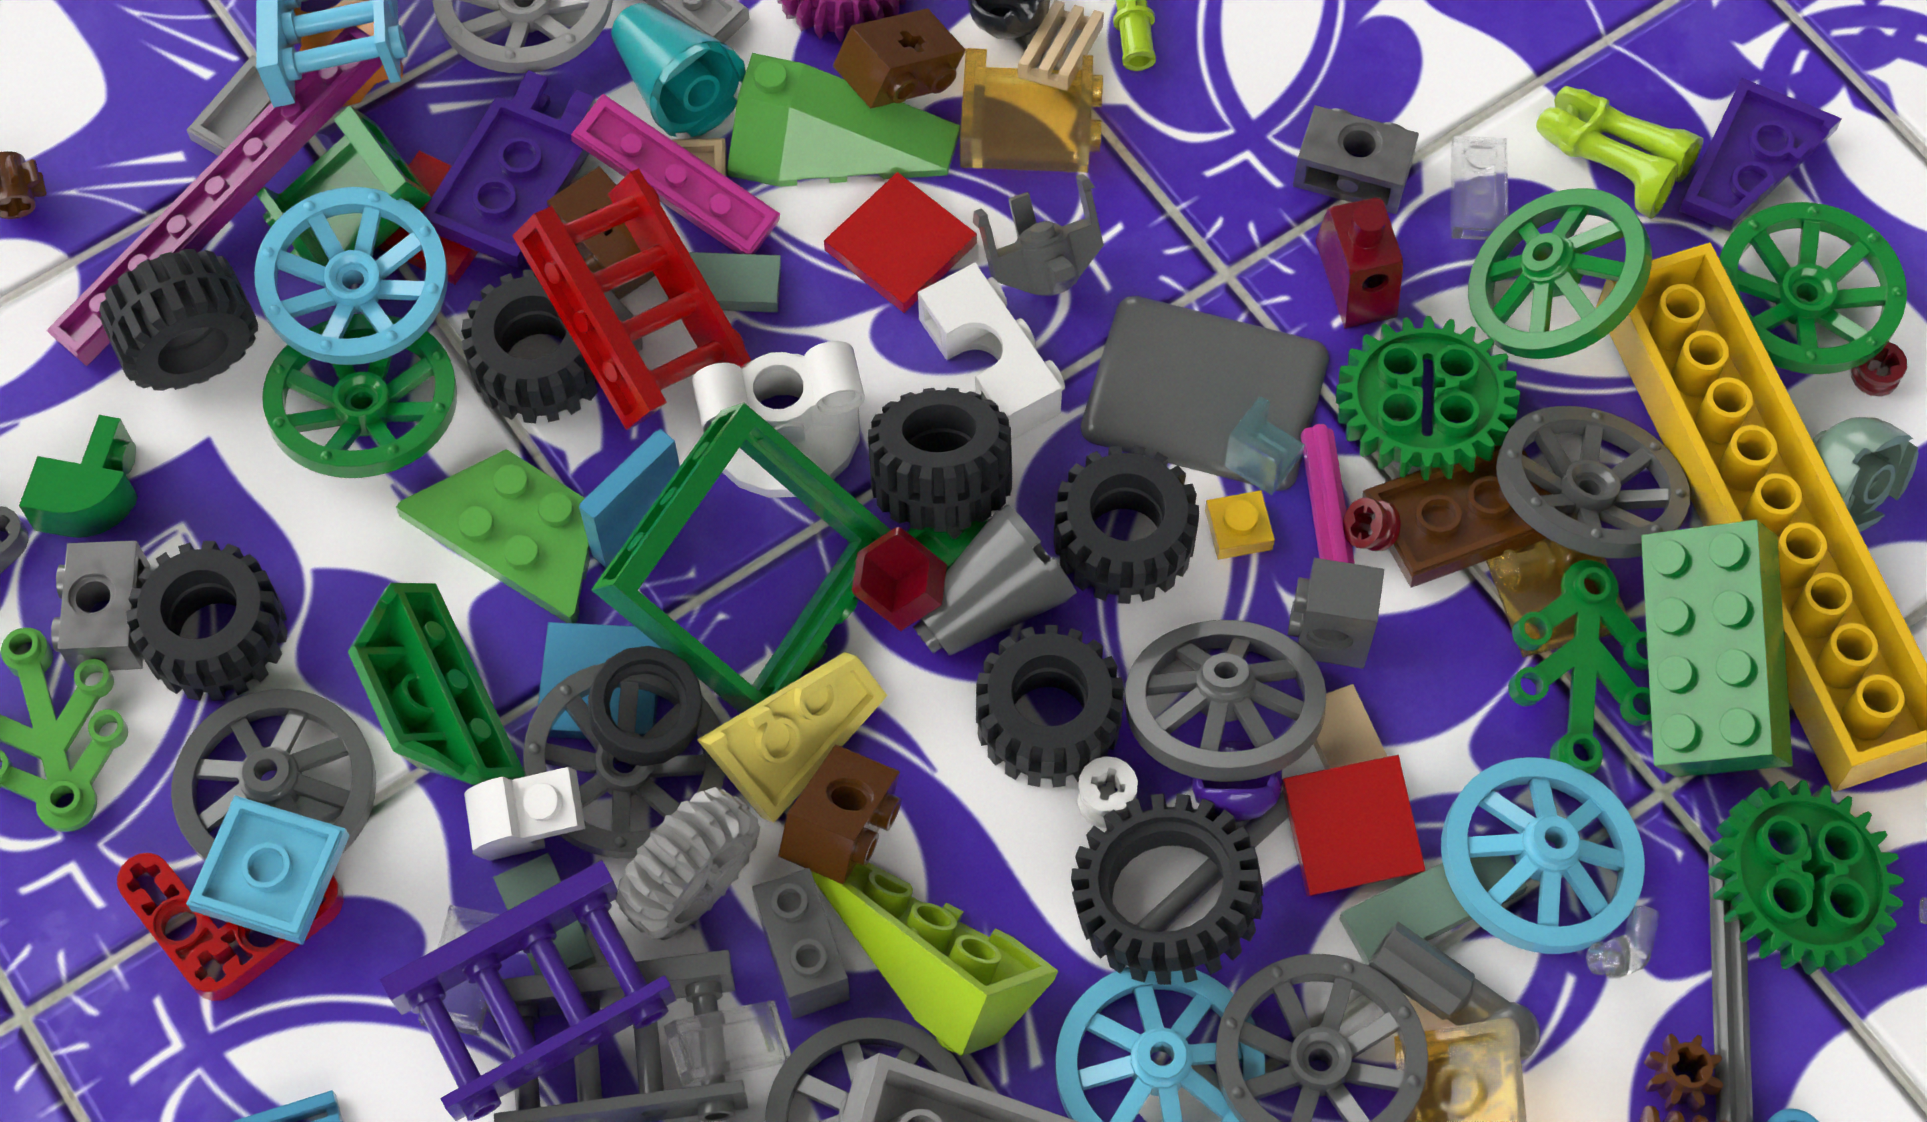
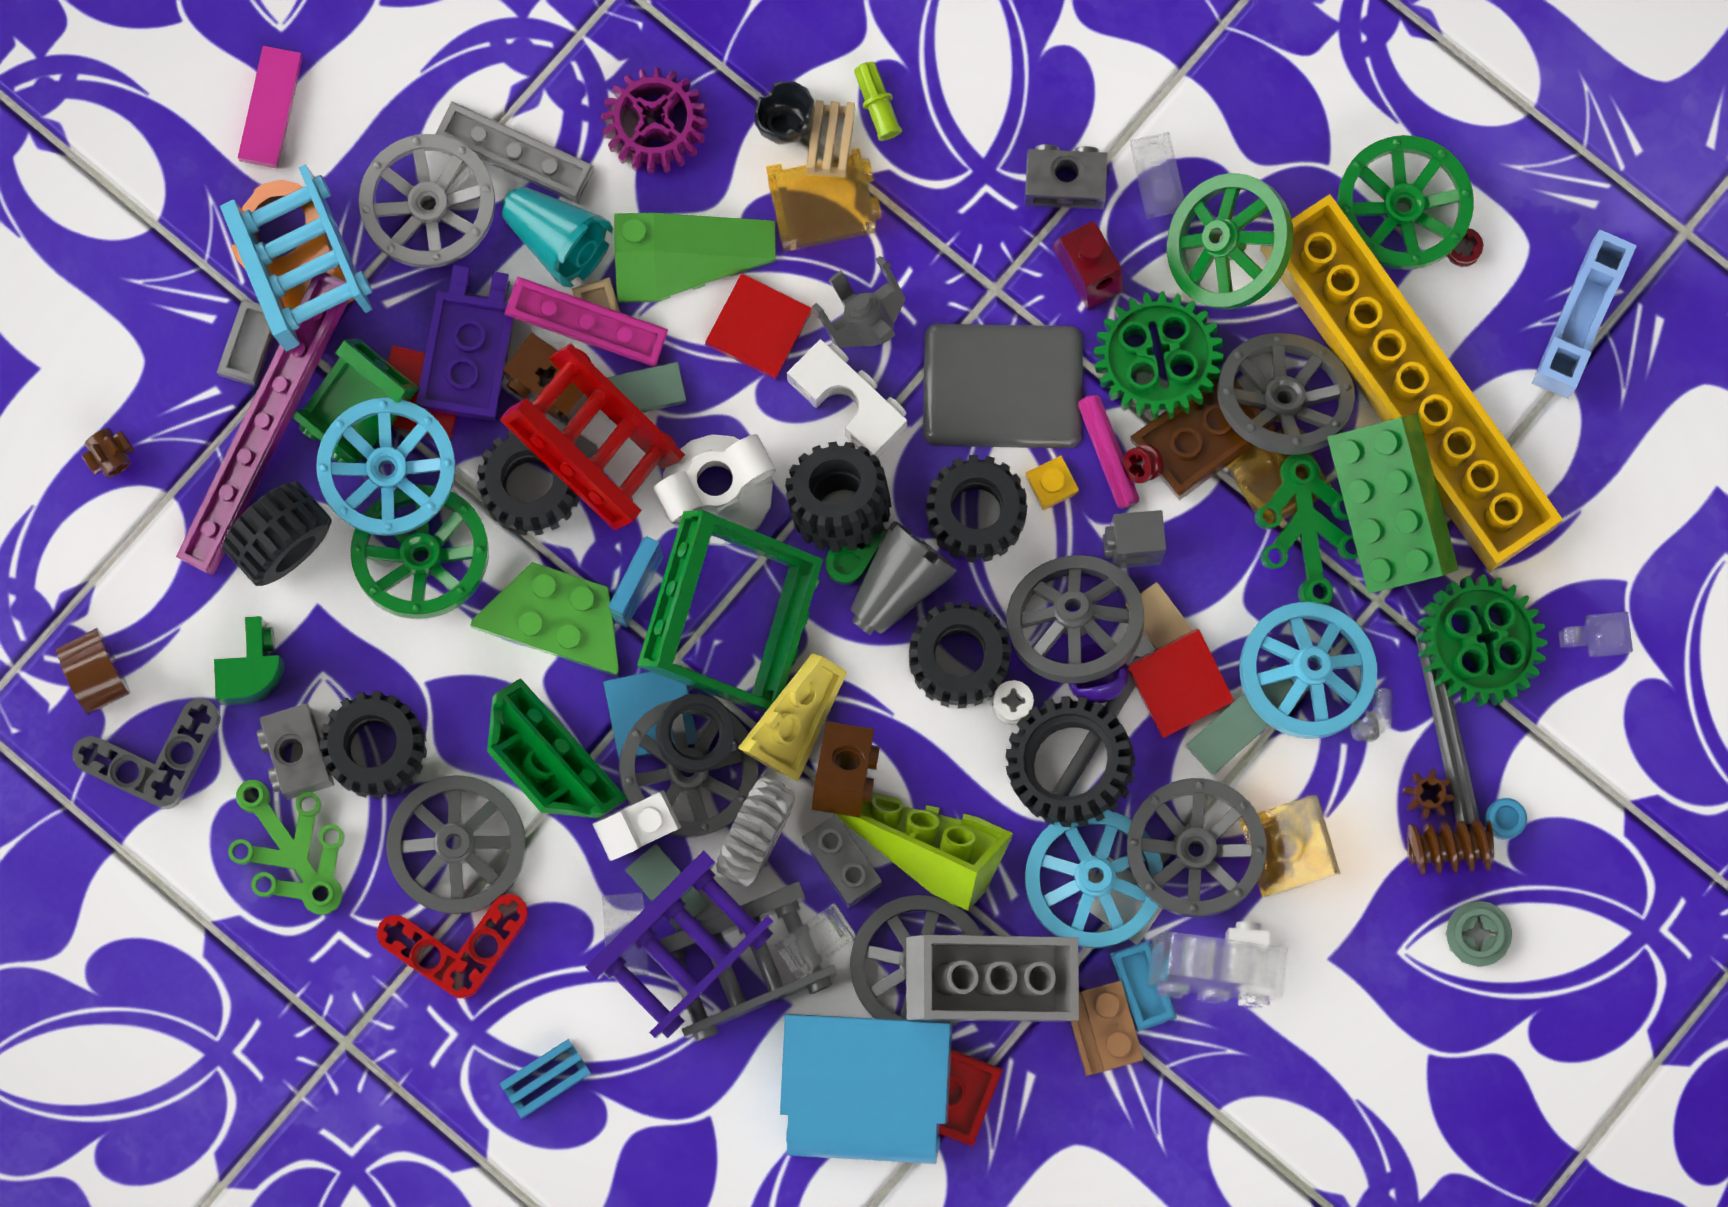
camera: 15 degrees left, 15 degrees up
(268, 870) = (478, 907): medium azure plate -> none
(899, 58) = (720, 186): reddish brown brick -> none
(899, 578) = (836, 594): dark red panel -> none
(1261, 449) = (1056, 427): clear light blue panel -> none
(1447, 986) = (1267, 779): dark grey piece -> none
(1577, 130) = (1276, 139): lime piece -> none
(1753, 152) = (1344, 98): dark purple wing -> none
(1867, 464) = (1464, 332): sand green cylinder -> none

